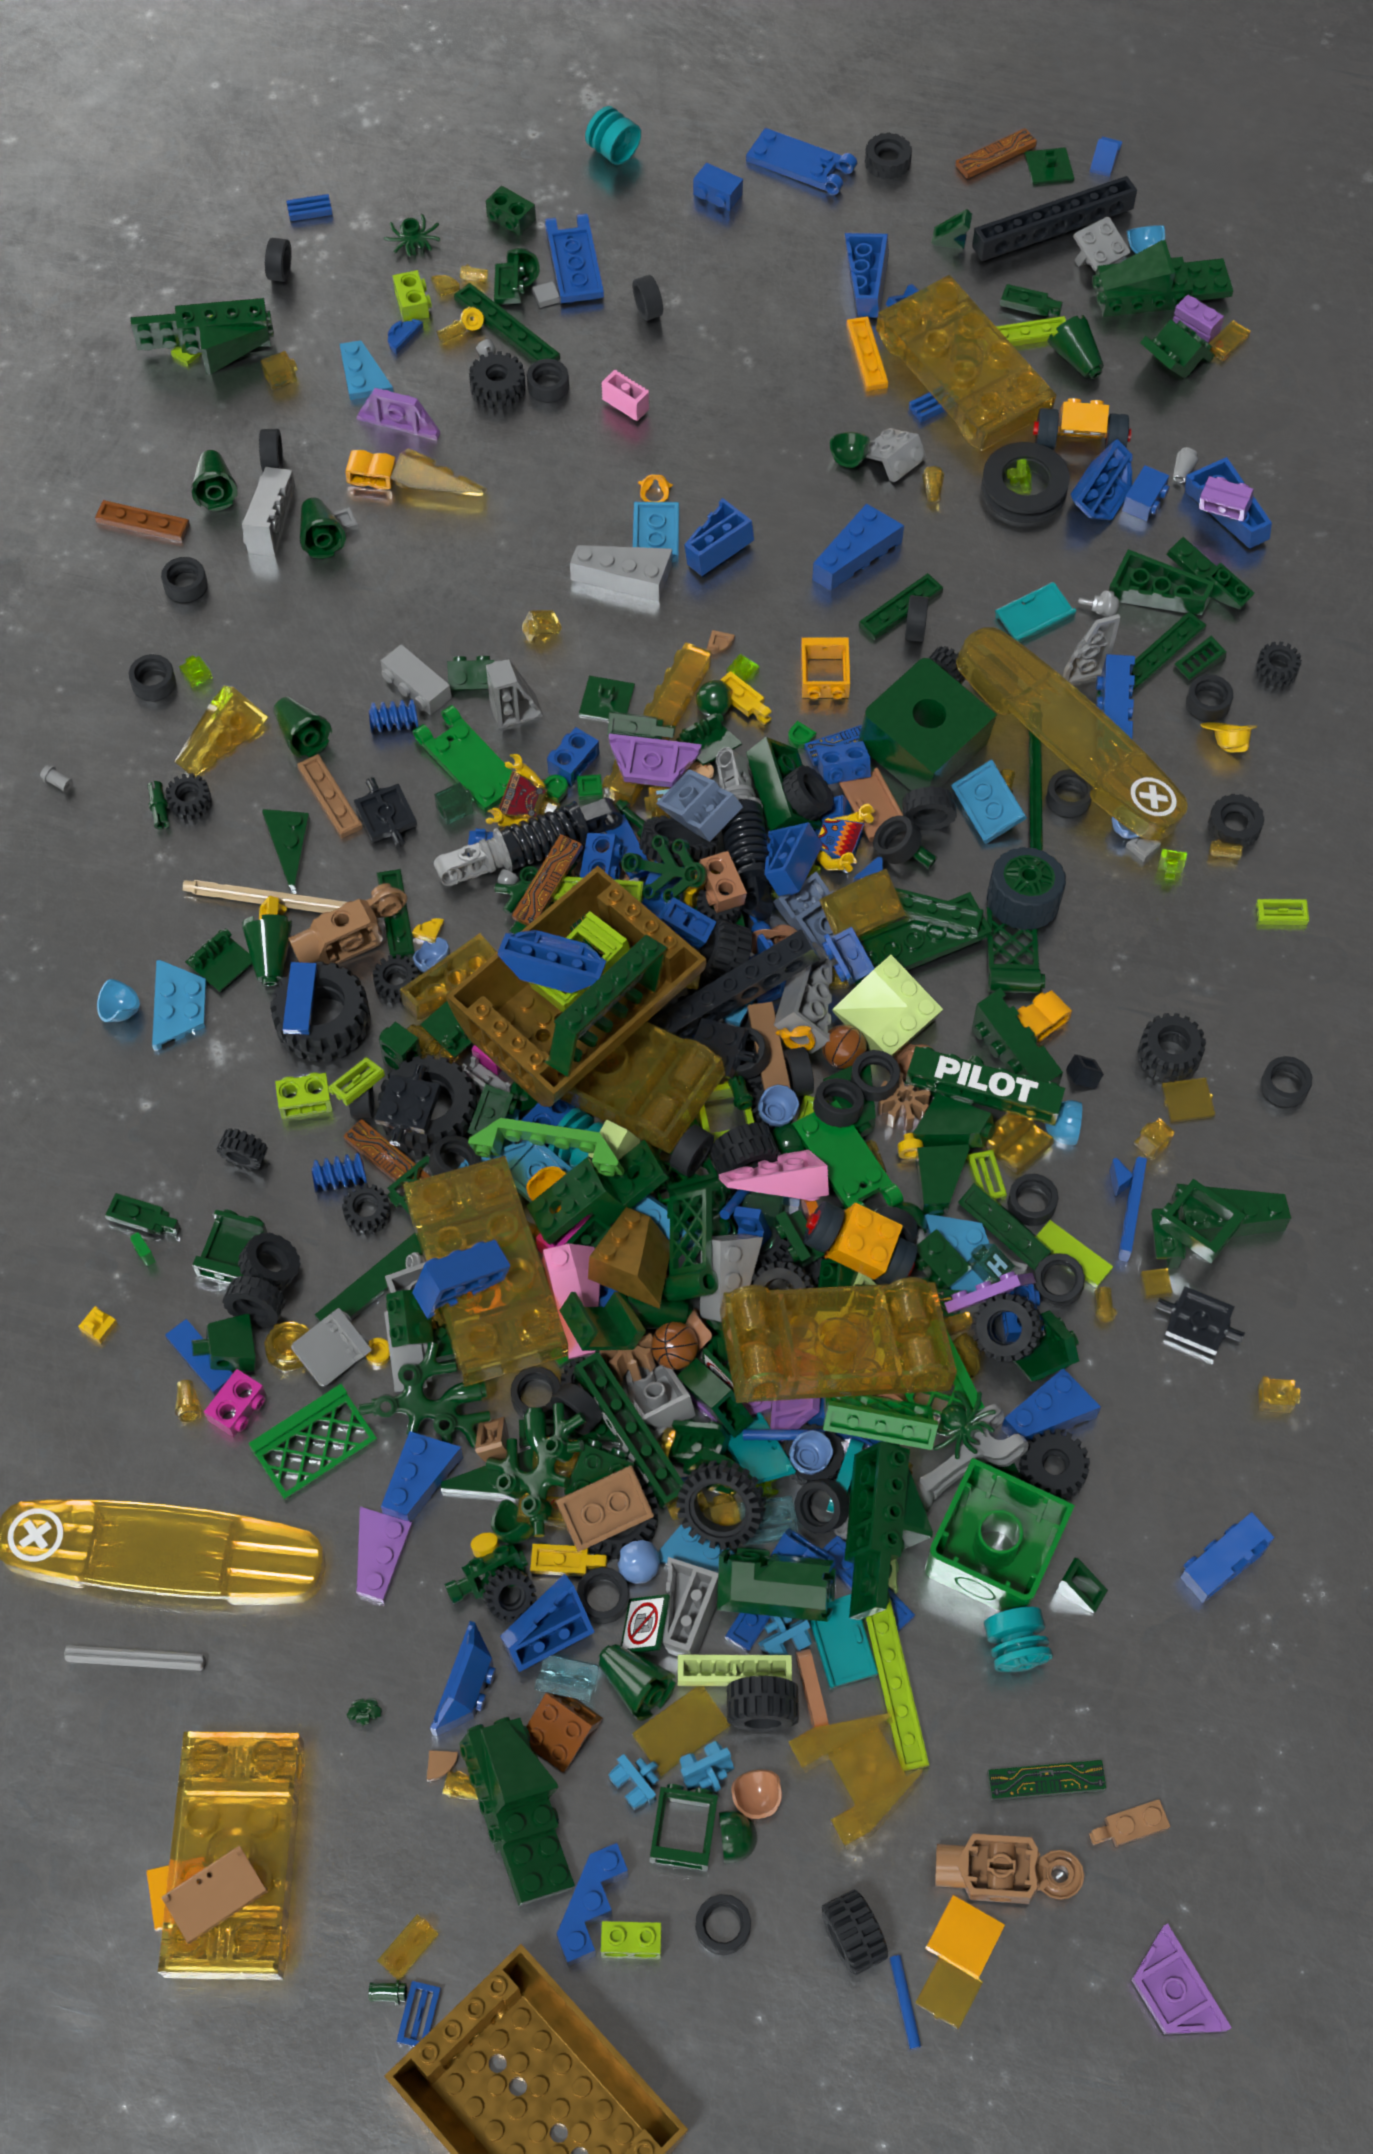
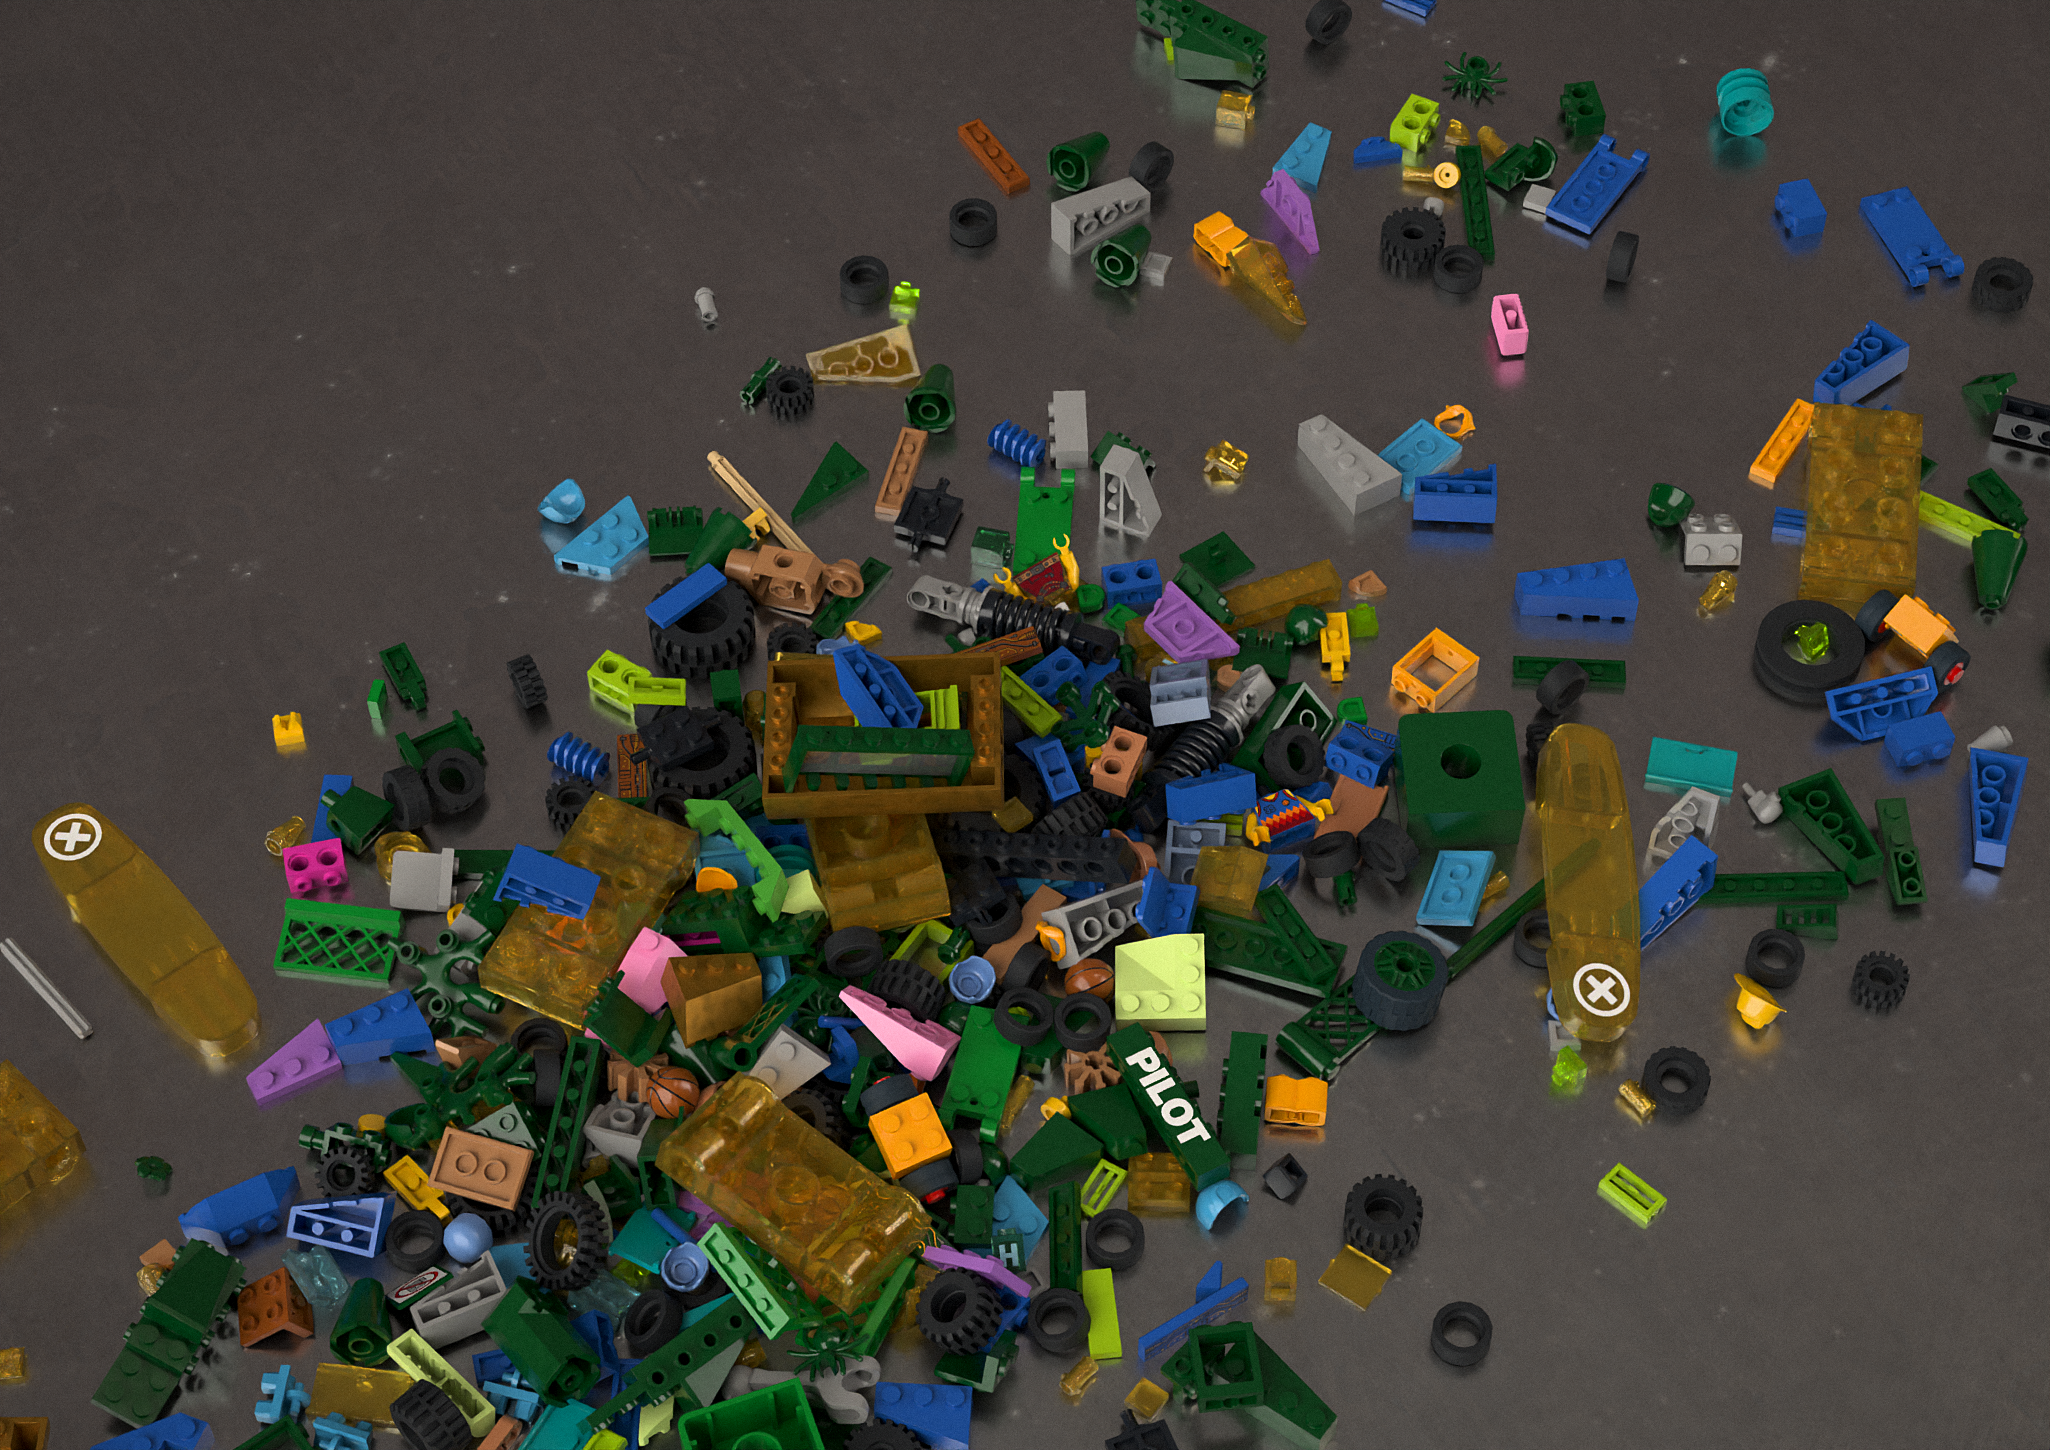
camera: 45 degrees right, 10 degrees down
(1226, 498) = (1979, 790): medium lavender brick -> none

